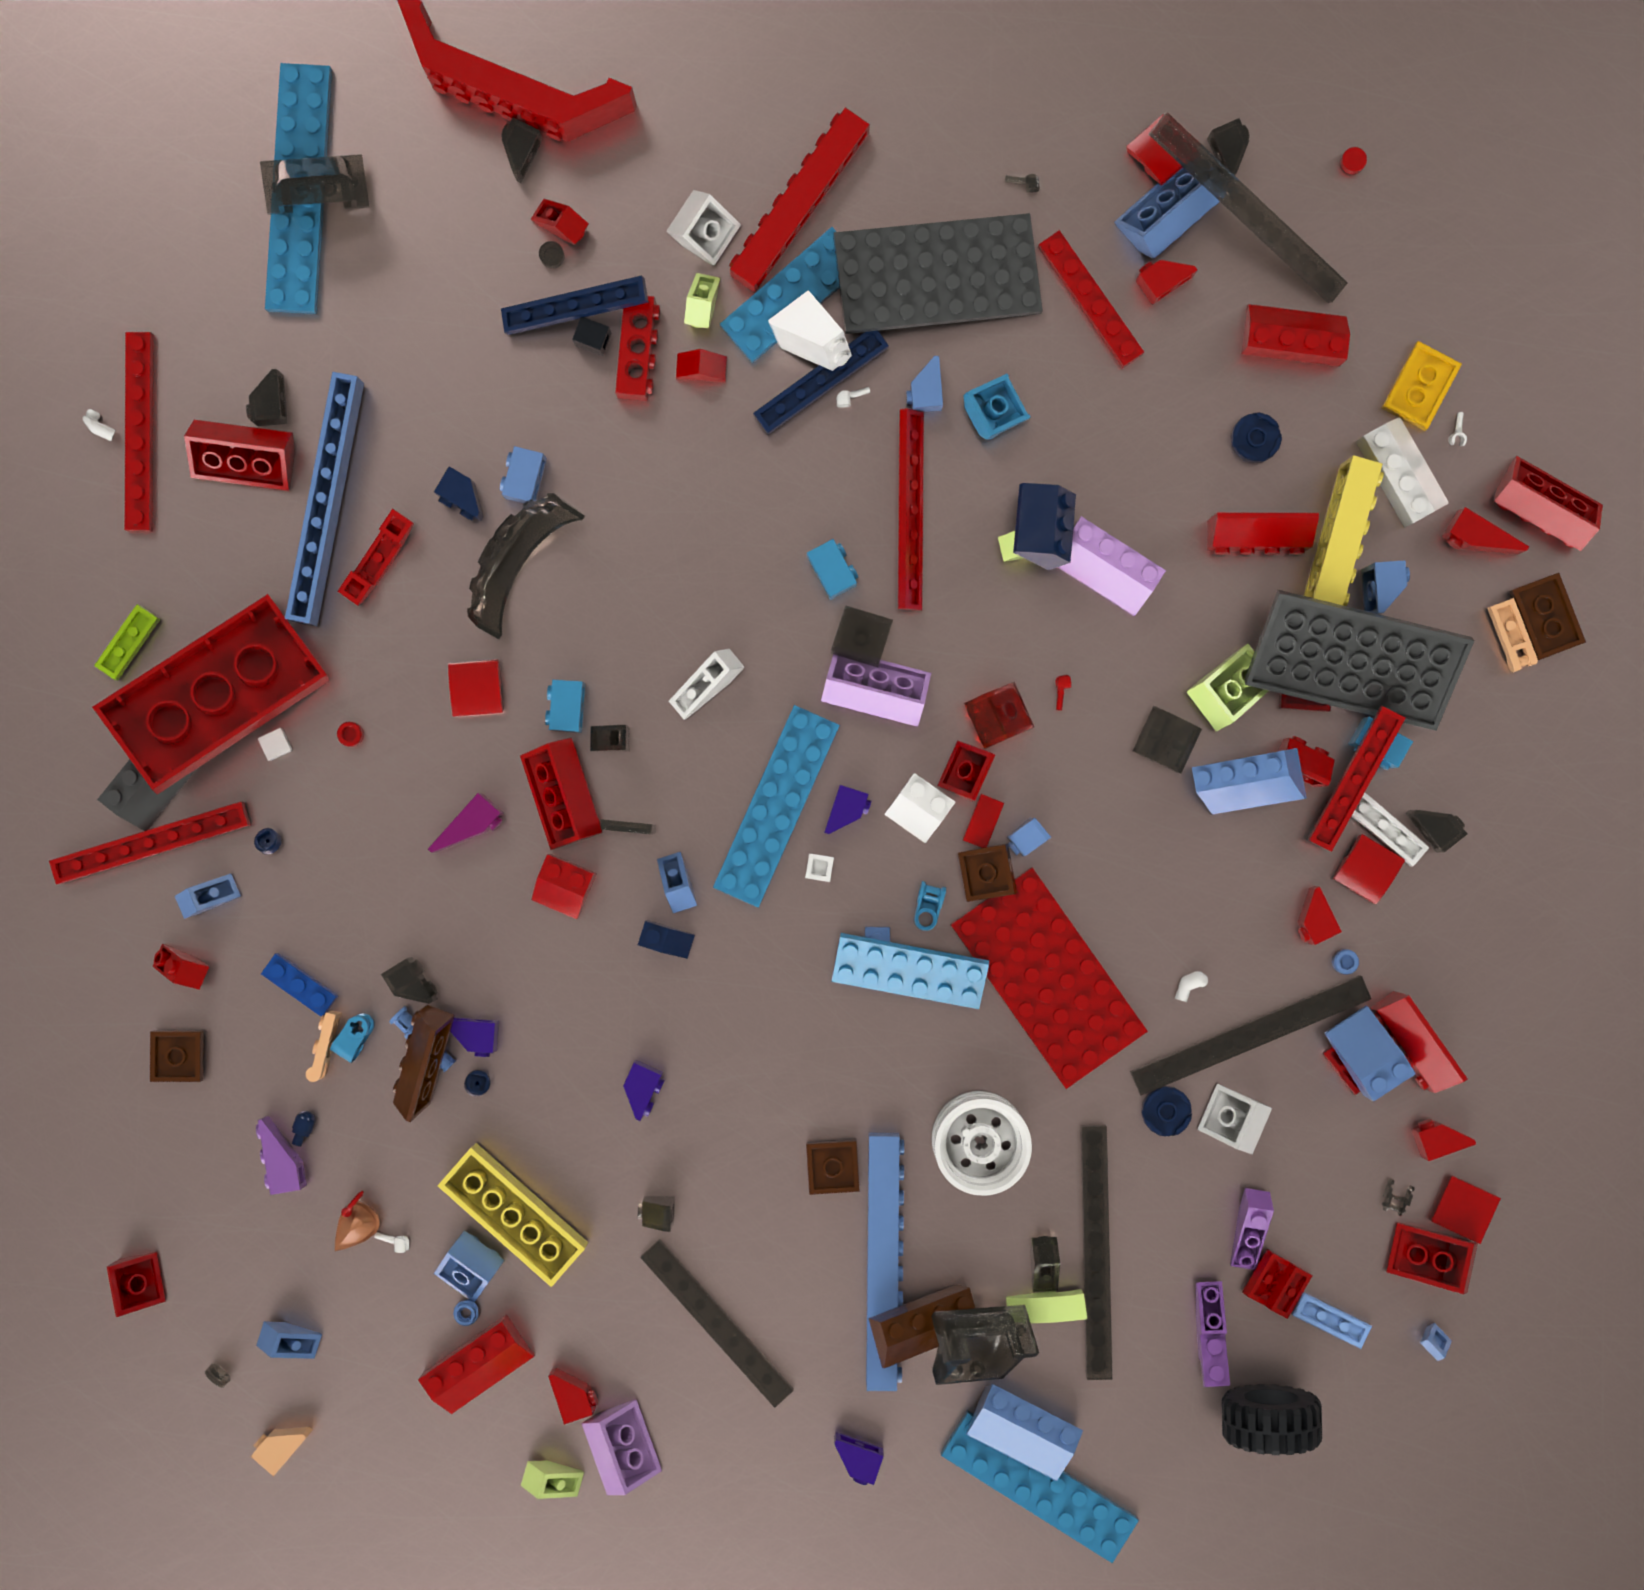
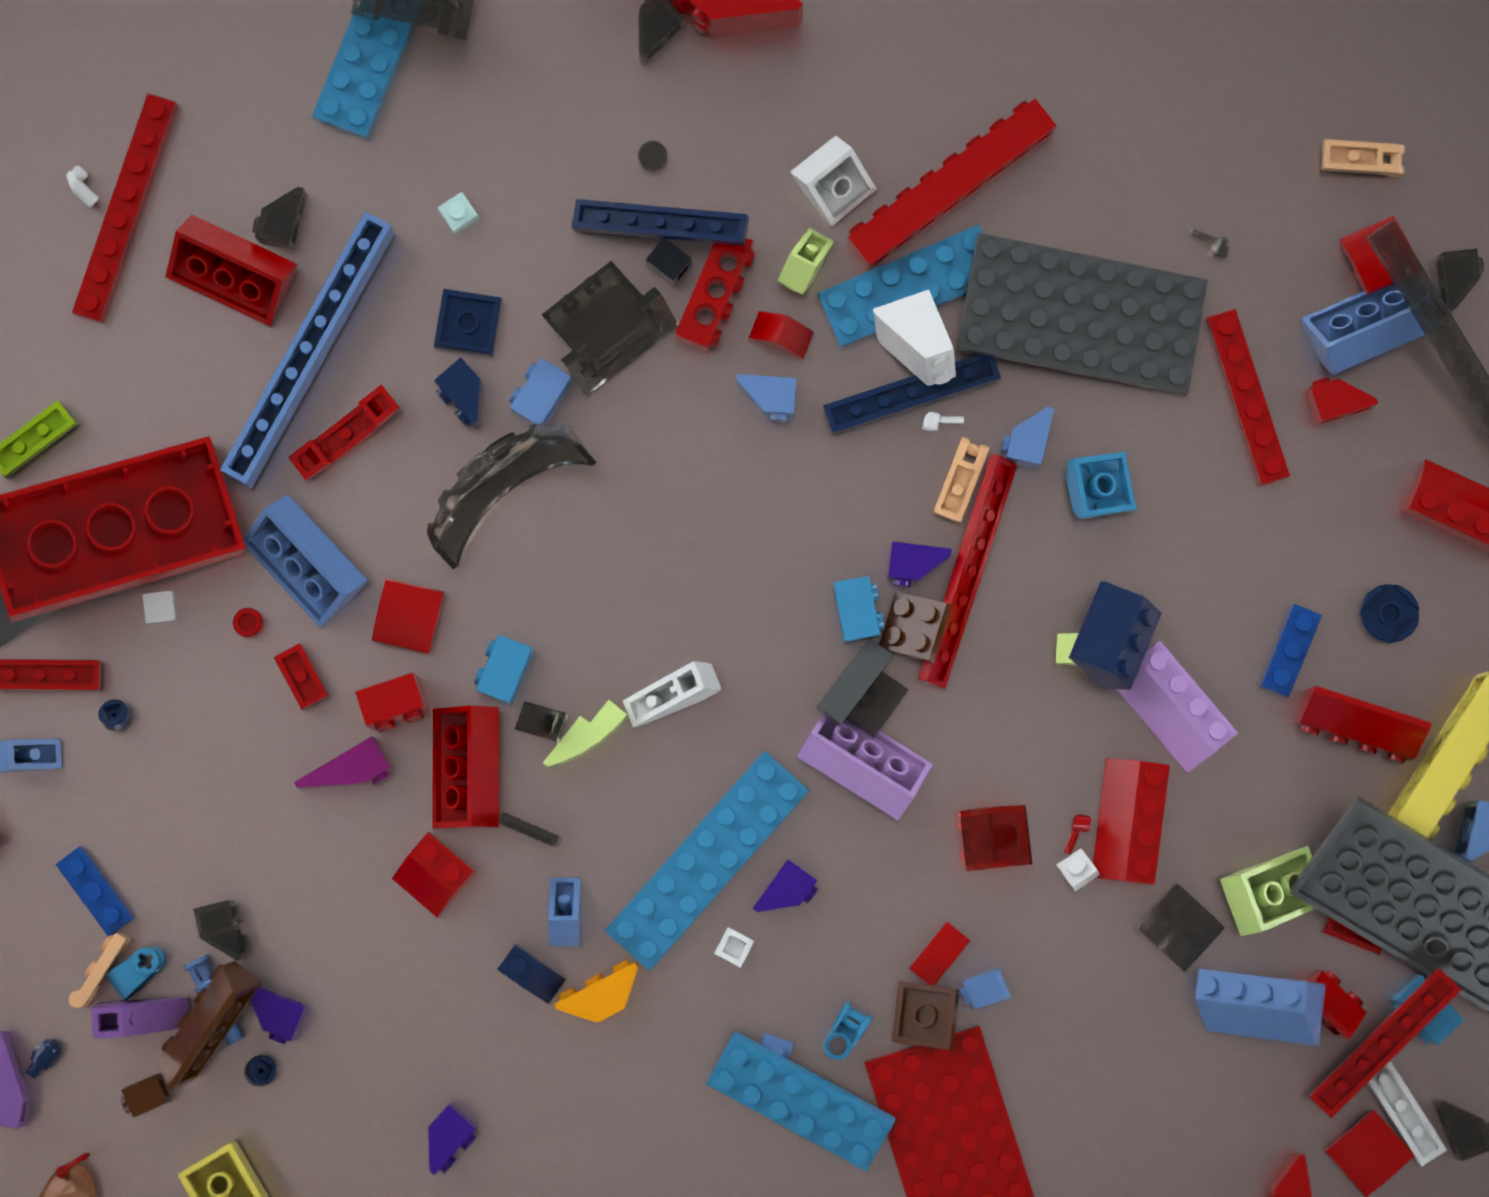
camera: 15 degrees right, 5 degrees down
(365, 1072) = (137, 1016): none -> medium lavender slope
(377, 670) = (303, 560): none -> medium blue slope
(392, 1132) = (145, 1095): none -> reddish brown brick
(406, 763) = (301, 676): none -> red plate
(409, 350) = (458, 212): none -> light aqua plate
(446, 437) = (467, 322): none -> dark blue tile
(485, 760) = (392, 702): none -> red brick
(559, 403) = (607, 325): none -> clear smoke windscreen
(560, 221) = (674, 122): red slope -> none
(648, 738) = (585, 735): none -> yellowish green slope
(708, 418) = (770, 395): none -> medium blue slope
(726, 939) = (602, 995): none -> light orange slope
(848, 627) = (854, 682): none -> dark grey tile
(865, 516) = (913, 562): none -> dark purple slope
(882, 439) = (960, 481): none -> light nougat plate
(882, 567) = (915, 626): none -> plate
(920, 808) = (871, 915): white slope -> none
(966, 770) = (938, 889): red slope -> none
(1072, 720) = (1077, 869): none -> white plate
(1101, 668) = (1130, 820): none -> red slope
(1124, 73) = (1362, 157): none -> light nougat plate
(1187, 492) = (1290, 650): none -> blue plate

